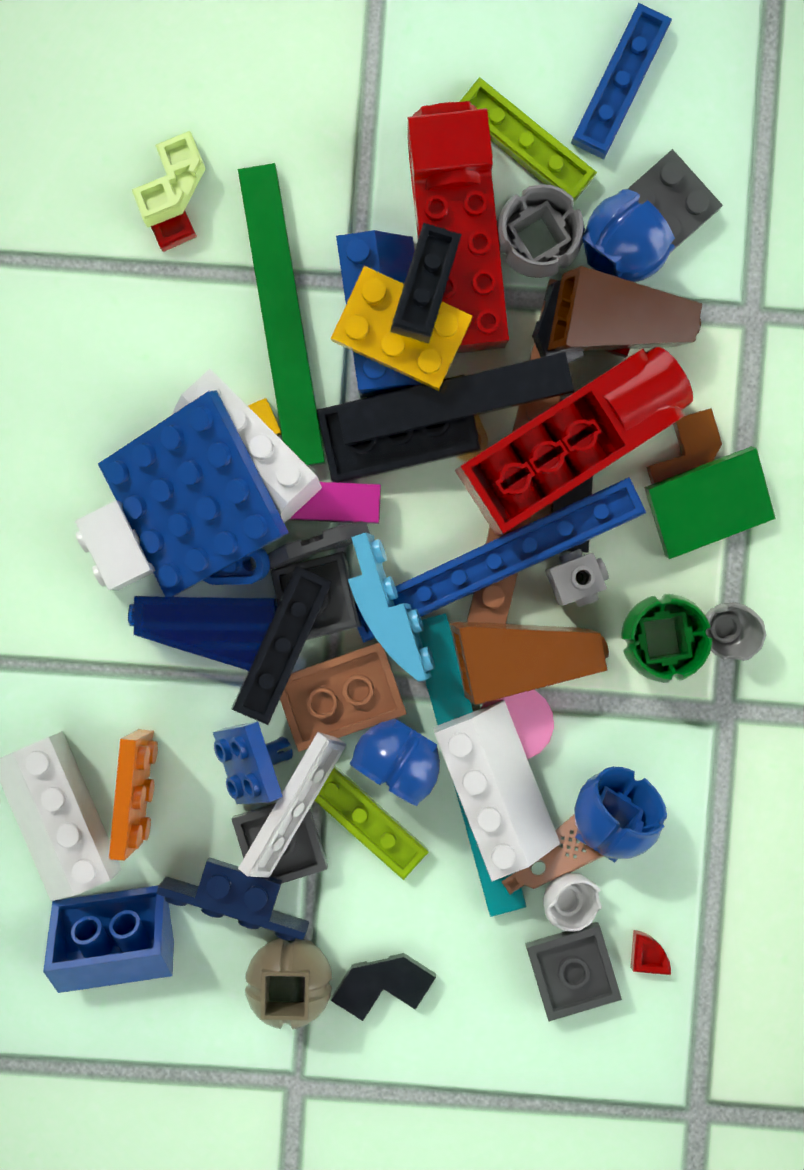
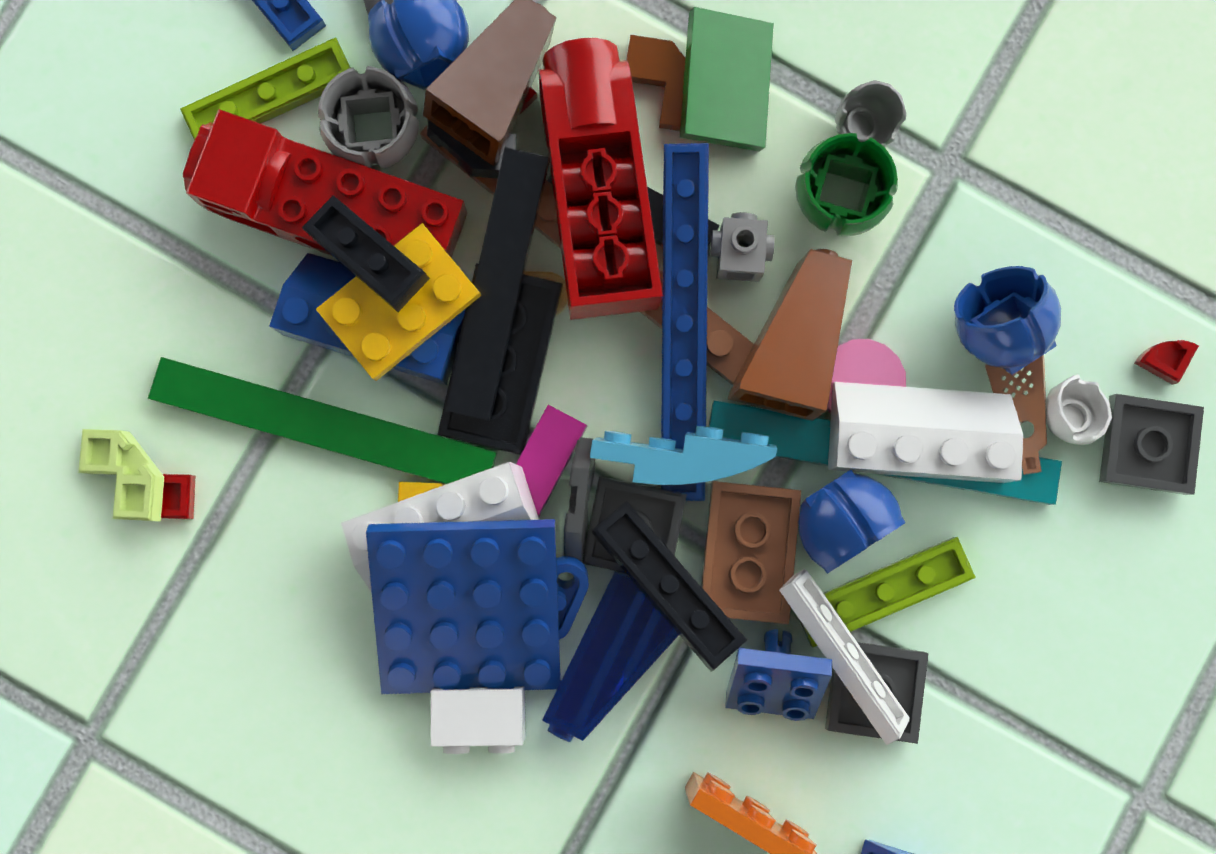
camera: 65 degrees left, 5 degrees down
(233, 894) = (912, 763): dark blue bracket -> none
(288, 958) = (1006, 743): dark tan piece -> none
(397, 975) = (1066, 669): black tile -> none

